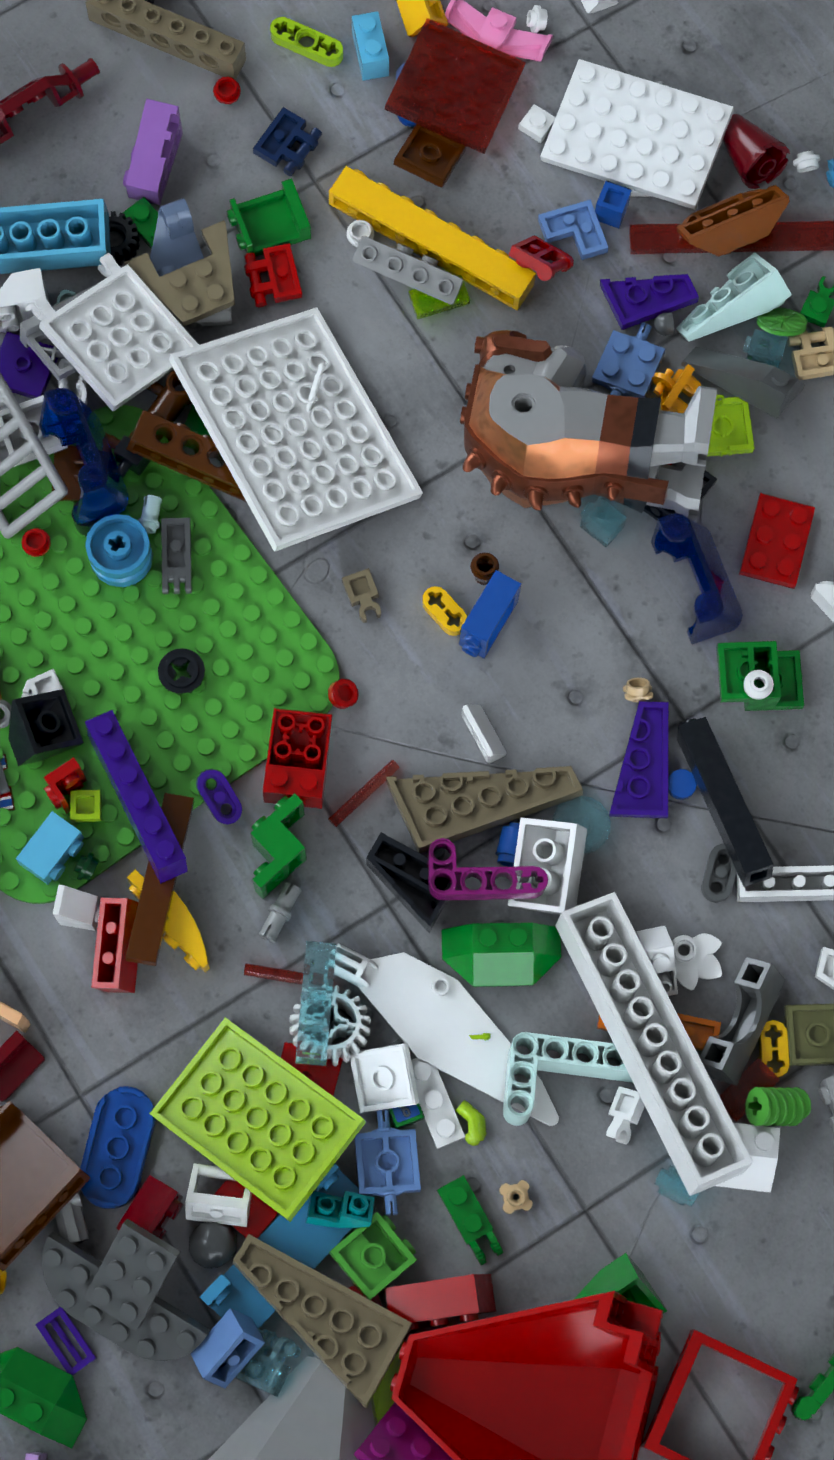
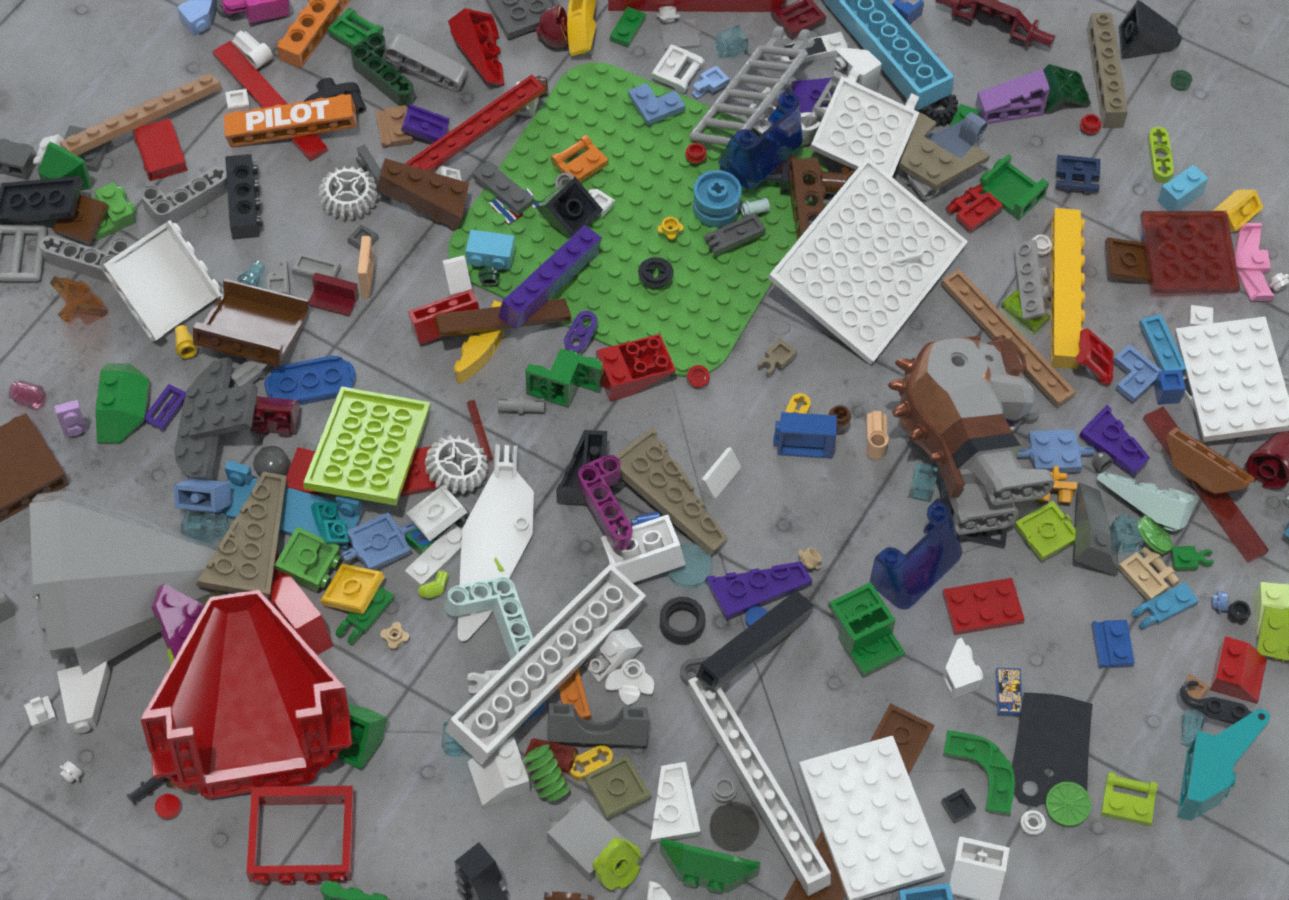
camera: 65 degrees right, 15 degrees down
(62, 780) = (537, 233): red bracket -> none
(85, 805) = (529, 256): lime tile -> none
(129, 615) = (670, 222): none -> yellow plate
(162, 85) = (1064, 86): none -> dark green bracket
(215, 1207) = (294, 448): white tile -> none
(316, 1003) = (465, 442): clear light blue slope -> none
(363, 793) = (633, 420): clear red bar -> none
(434, 1220) = (352, 588): none -> yellow tile
(458, 334) = (996, 324): none -> medium nougat plate
(501, 952) = (566, 552): green wedge -> none
(516, 537) = (876, 434): none -> light nougat piece
(555, 182) = (1162, 343): none -> dark azure plate
(651, 844) = (682, 637): none -> black tyre
(754, 692) = (851, 624): white plate -> none

